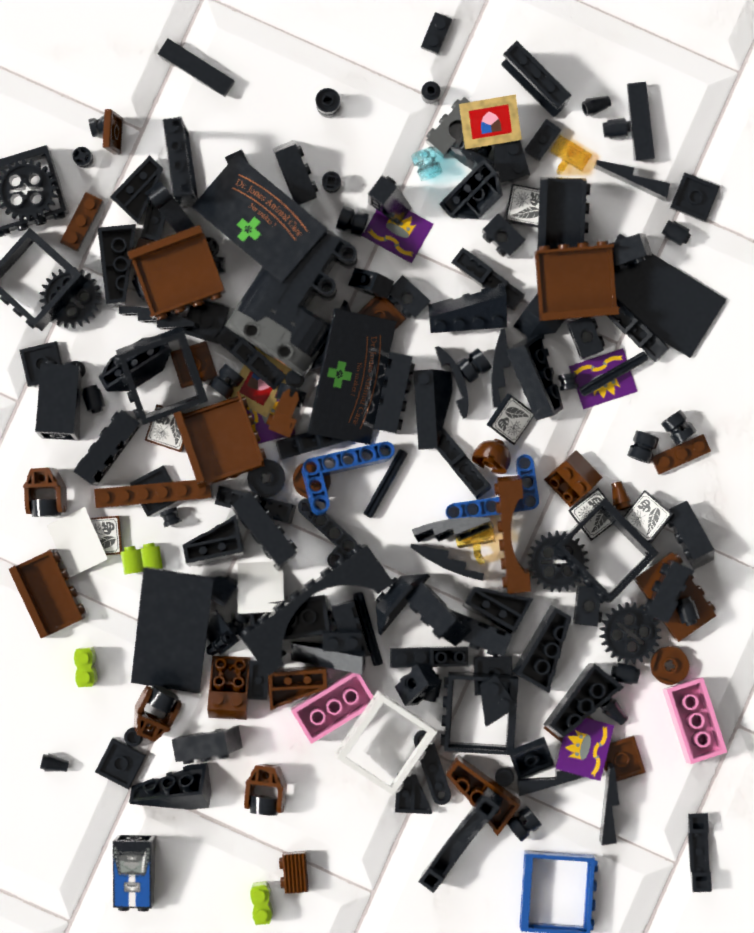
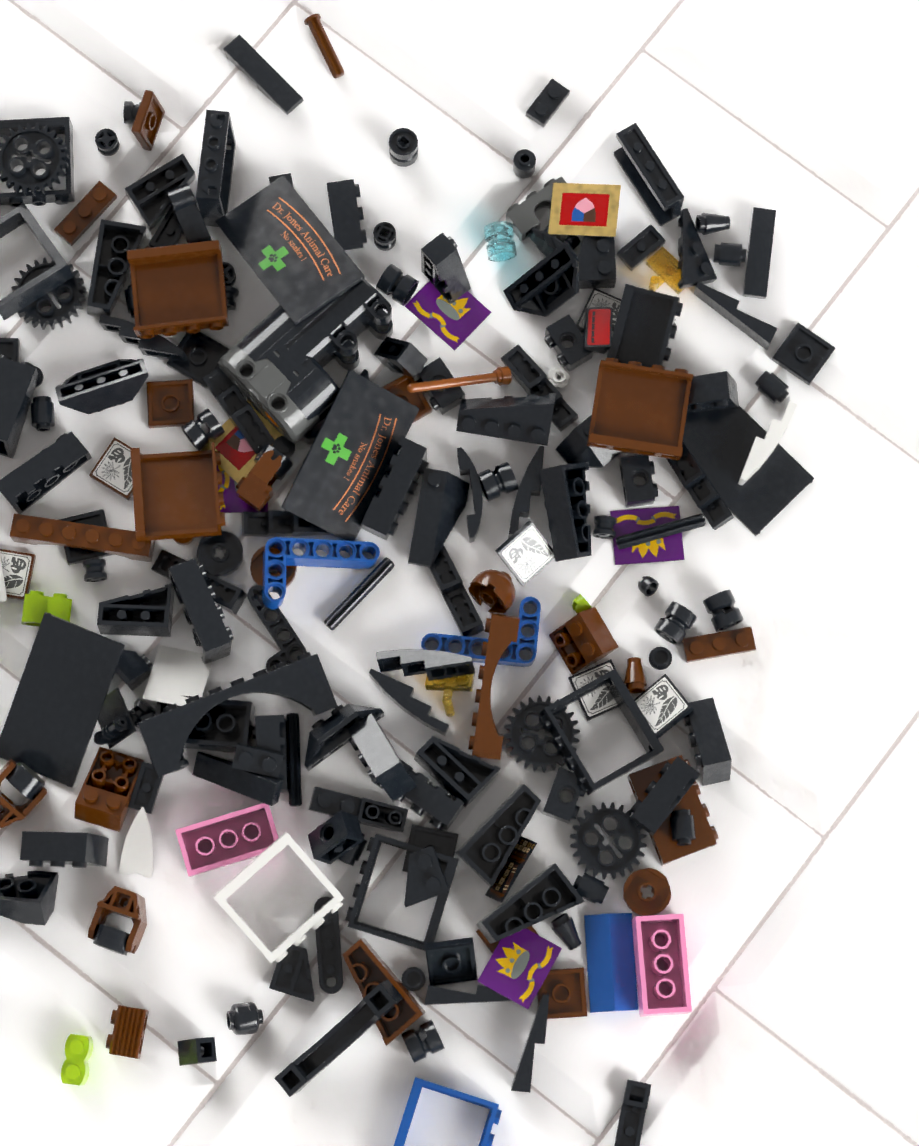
camera: 10 degrees right, 10 degrees down
(150, 343) = (165, 392): black window -> none
(240, 29) = (324, 45): none -> reddish brown axle
(264, 728) = (138, 847): none -> white sticker
(295, 683) = (188, 801): reddish brown wedge -> none
(352, 874) = (197, 1051): none -> black brick
(381, 839) = (244, 1018): none -> black head
(454, 277) = (500, 376): none -> dark orange piece
(501, 261) = (559, 371): none -> white plate
(525, 220) = (598, 329): none -> slope
(561, 676) = (511, 869): none -> sticker
(564, 449) = (580, 604): none -> lime hinge
(587, 138) = (693, 258): none -> black wing
(613, 421) = (648, 585): none -> black hinge
(636, 477) = (660, 658): none -> black plate
(654, 726) = (610, 962): none -> blue slope
(679, 287) = (763, 448): none -> white slope

